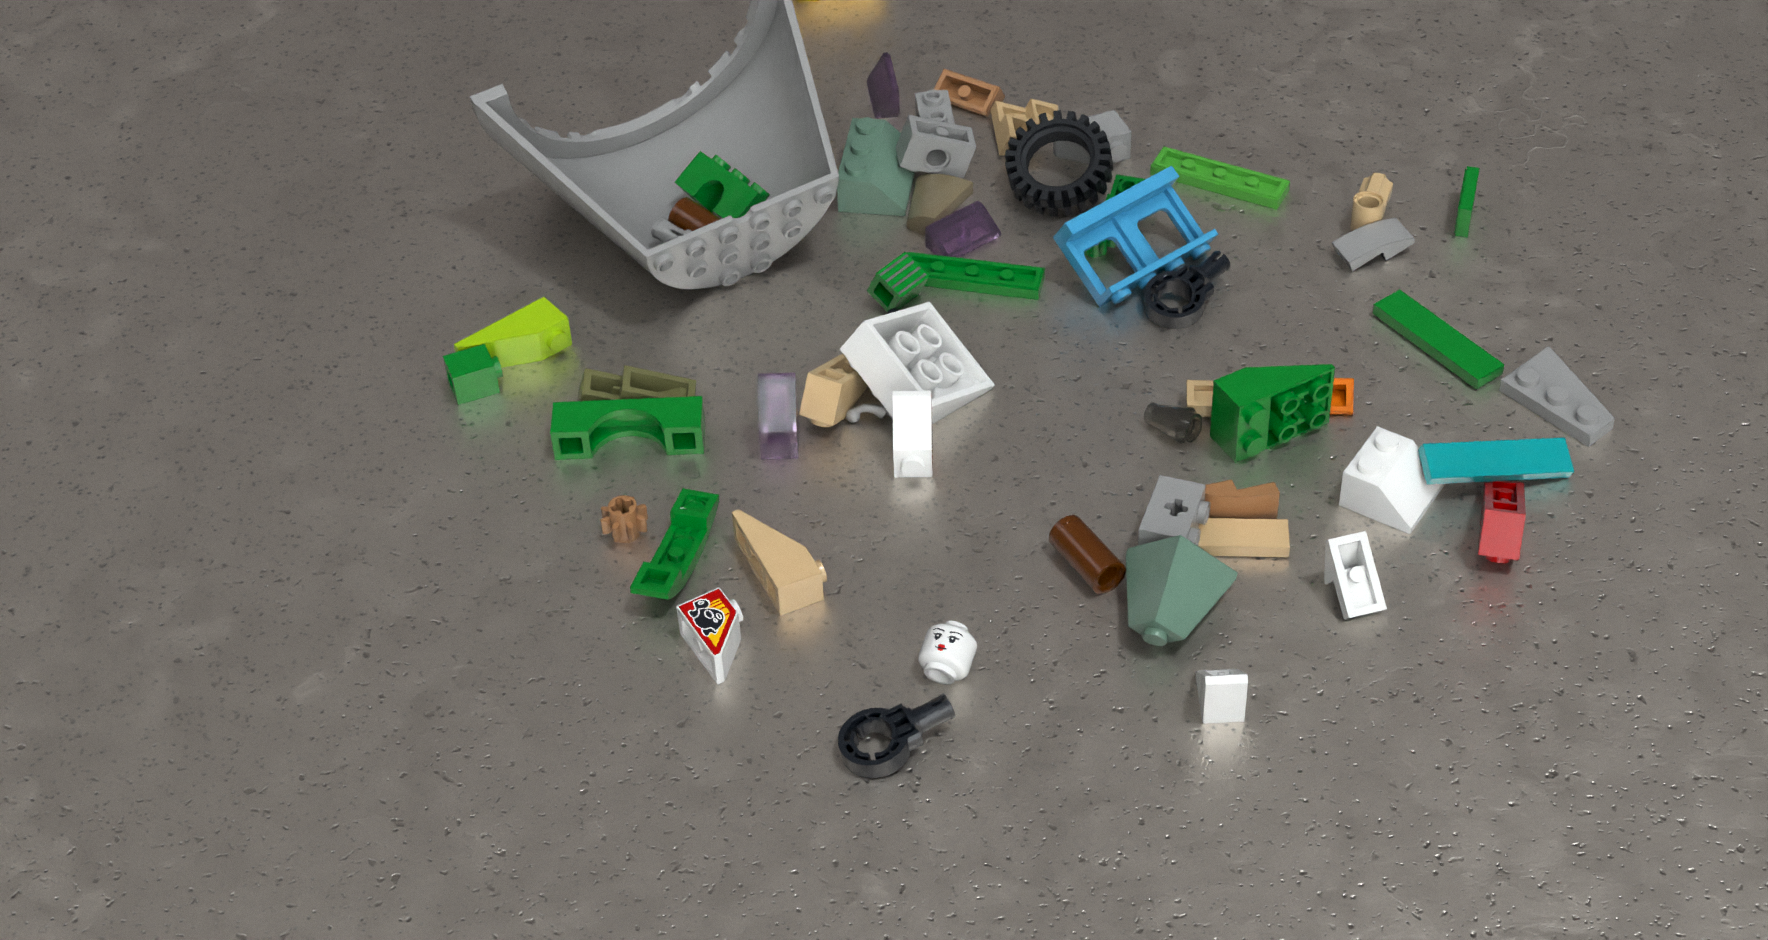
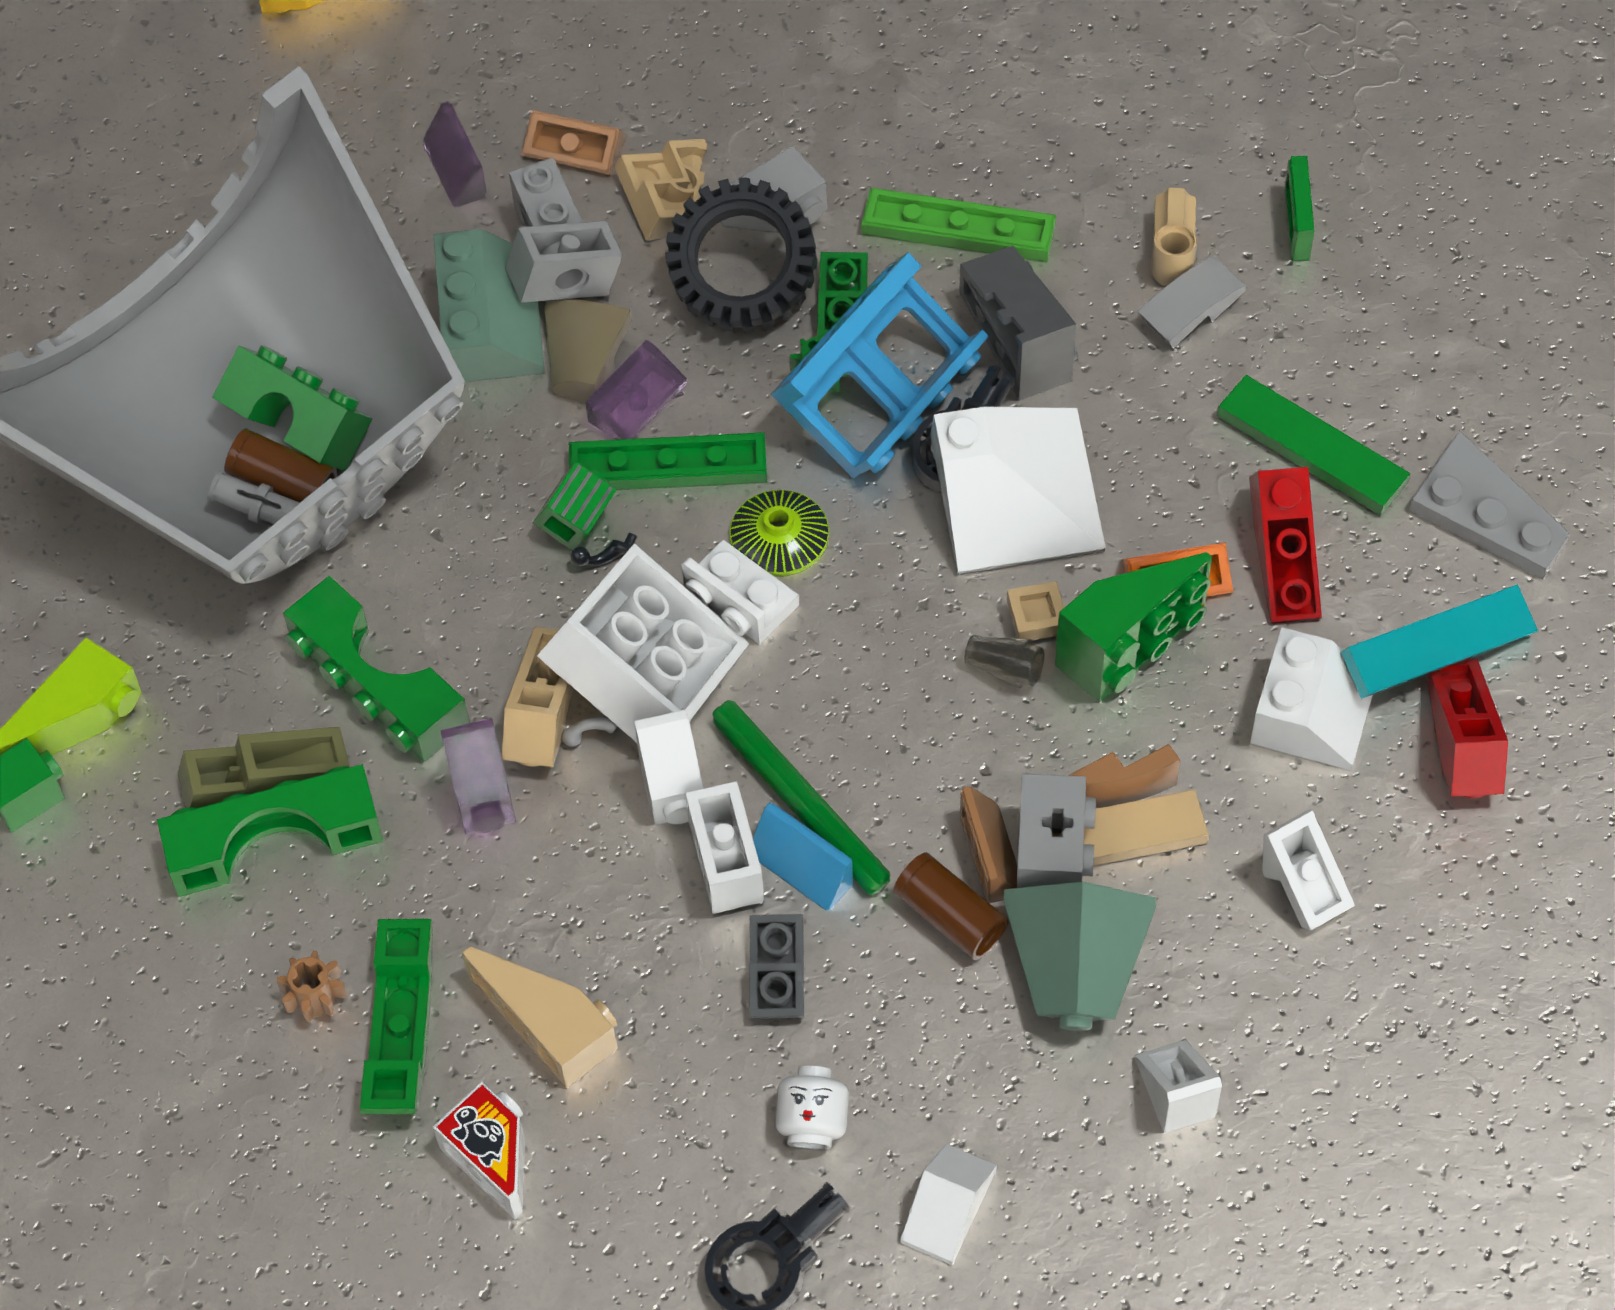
camera: 15 degrees left, 15 degrees up
(710, 328) = (411, 706): none -> green arch
(936, 488) = (725, 847): none -> white brick
(951, 569) = (776, 966): none -> dark grey slope
(990, 508) = (802, 857): none -> dark azure slope
(998, 353) = (740, 591): none -> white bracket
(1002, 477) = (799, 794): none -> green axle
(1026, 730) = (947, 1203): none -> white slope
(1037, 328) = (783, 548): none -> dish
(1126, 519) = (988, 843): none -> medium nougat slope
(1210, 319) = (1015, 486): none -> white slope
(1245, 233) = (1023, 321): none -> dark grey wedge
(1400, 382) = (1286, 543): none -> red slope

